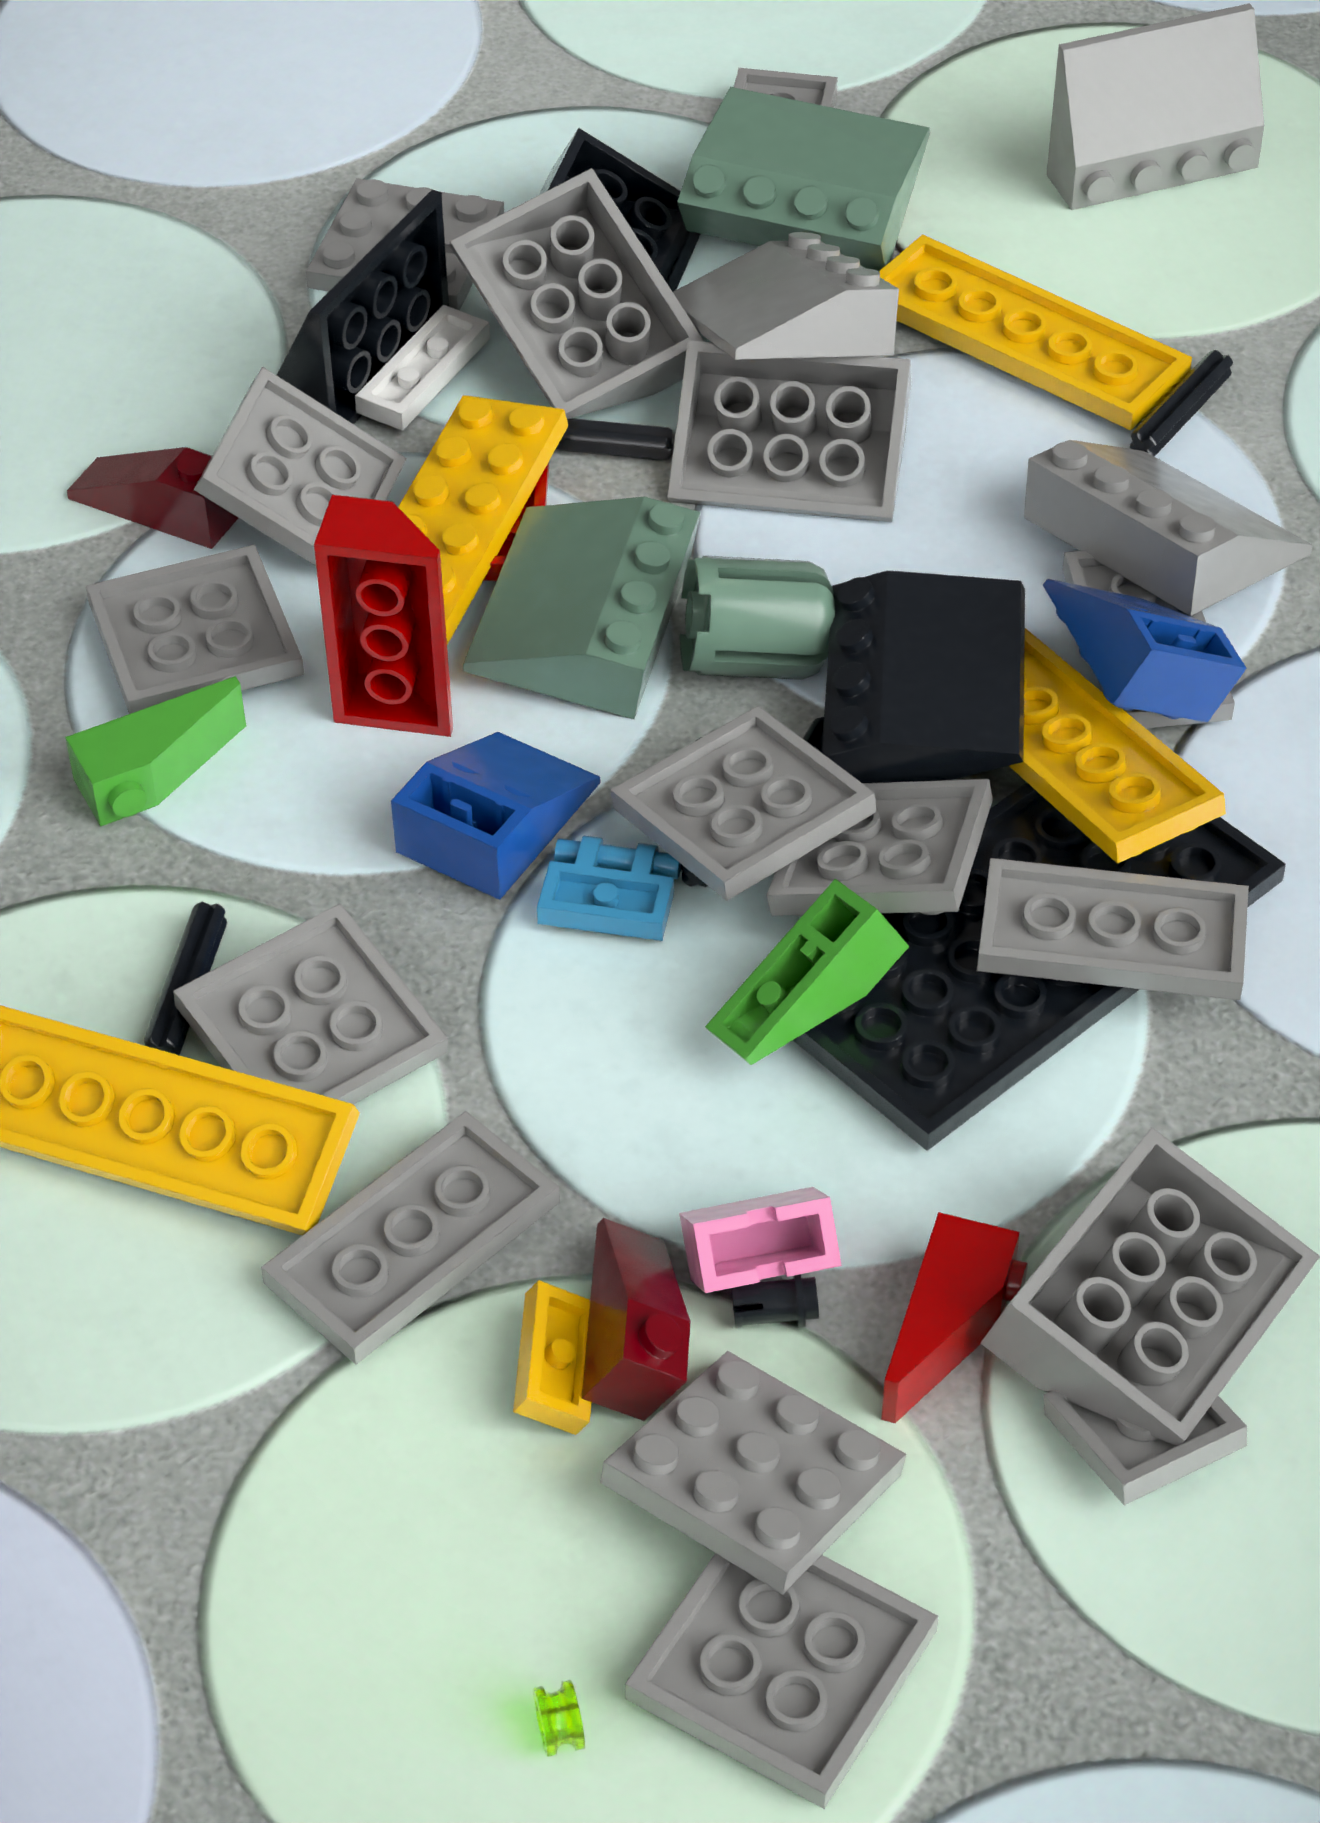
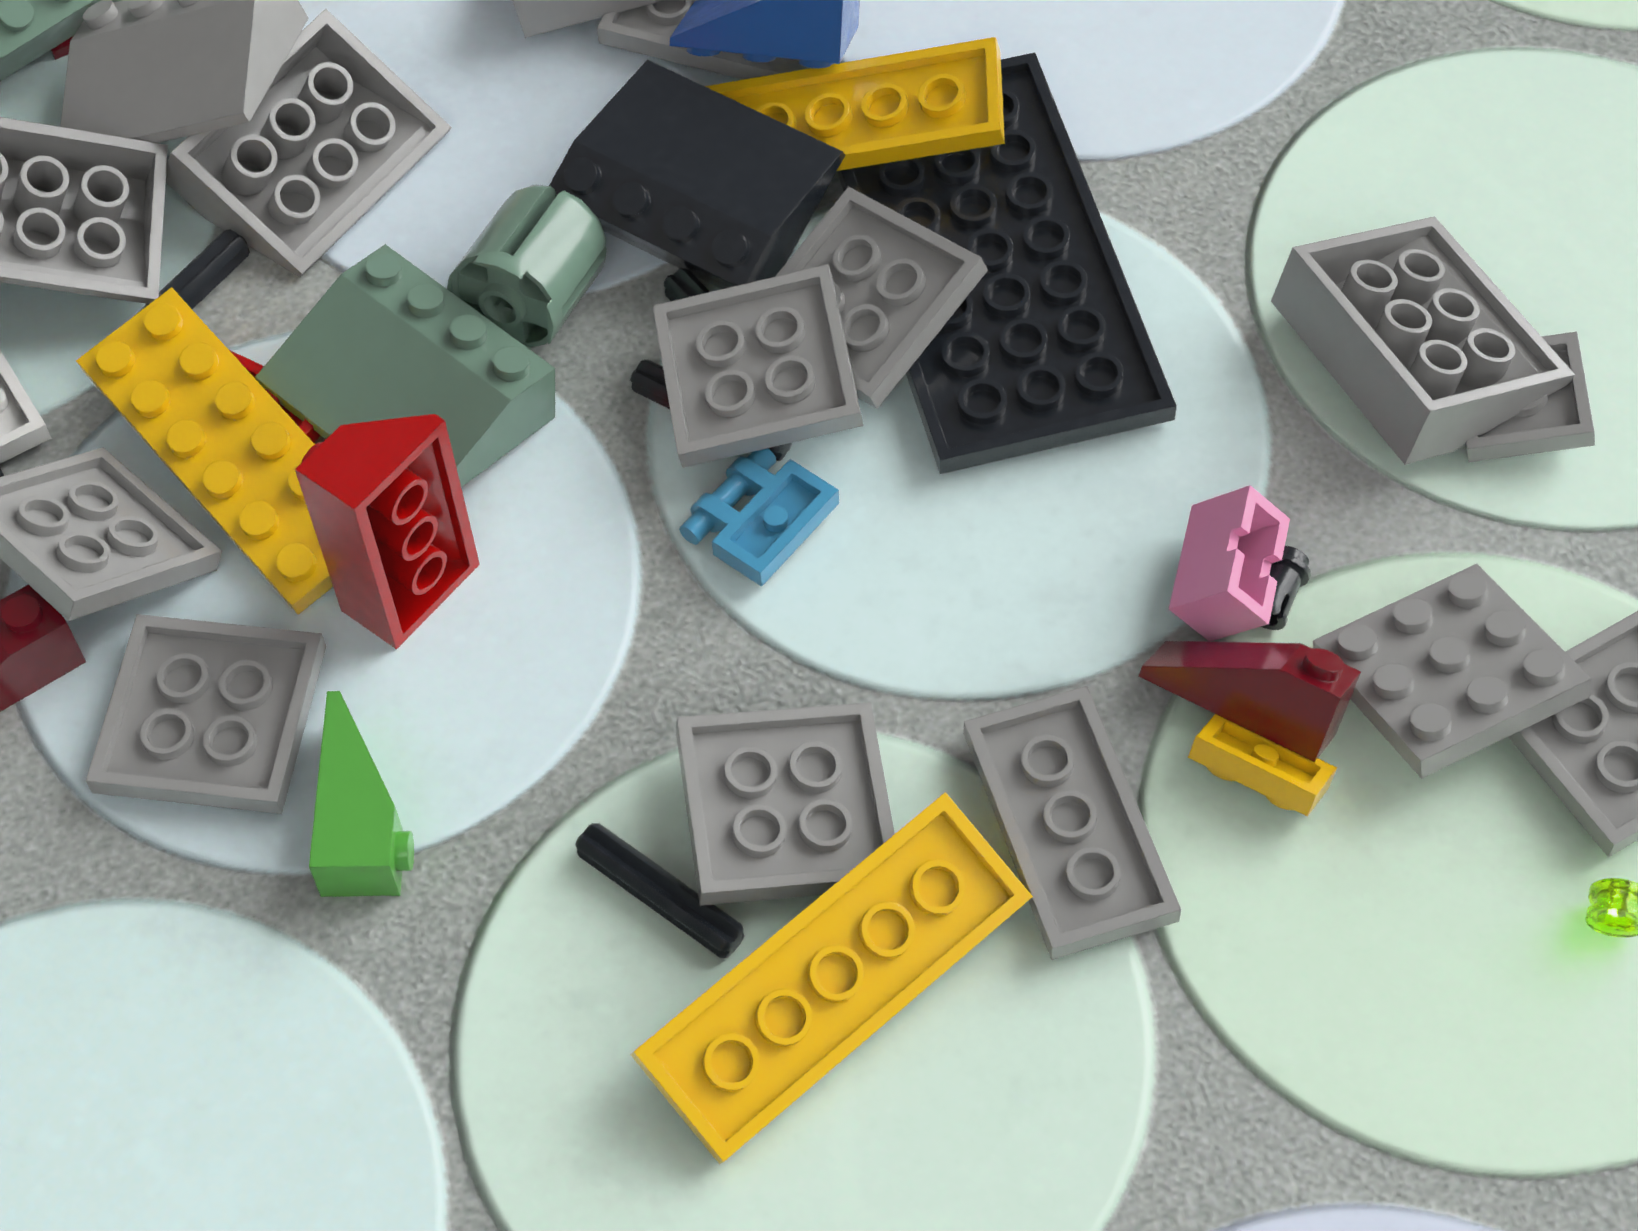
camera: 60 degrees left, 10 degrees up
(487, 810) = (619, 560): blue slope -> none
(810, 975) = (989, 407): bright green slope -> none
(954, 1304) = (1349, 467): red slope -> none
(1114, 929) = (1052, 184): light grey plate -> none

